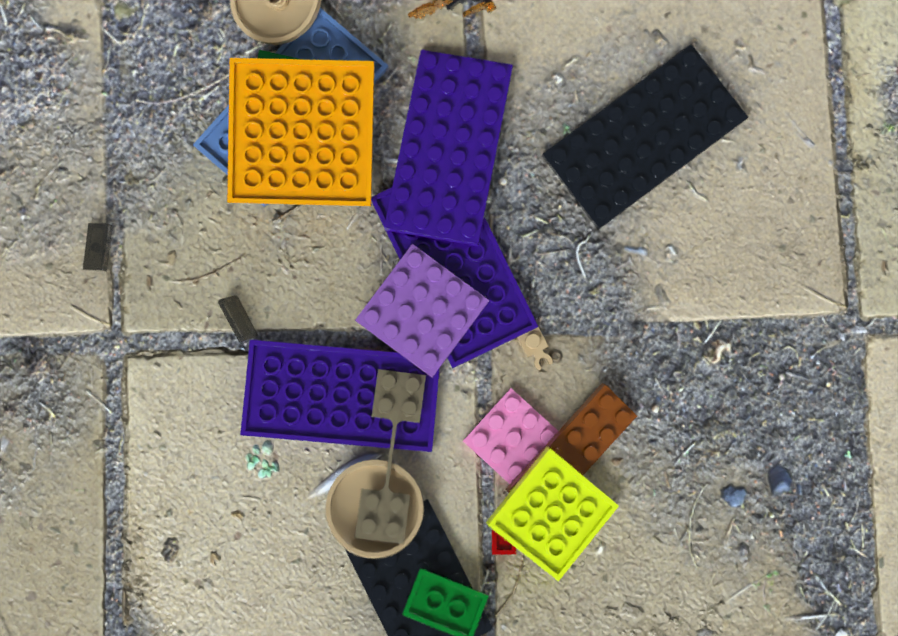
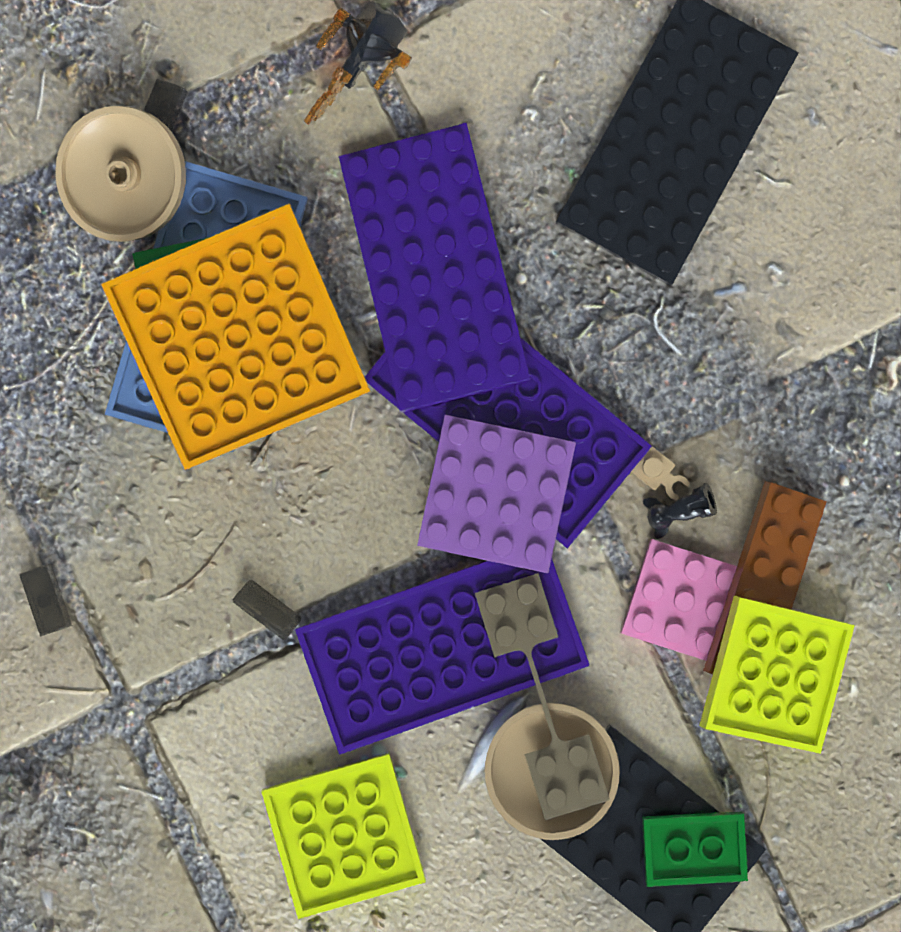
camera: 25 degrees left, 5 degrees up
(218, 490) = (343, 835): none -> neon yellow plate
(501, 546) = (729, 744): red plate -> none
(544, 377) = (688, 507): none -> black animal

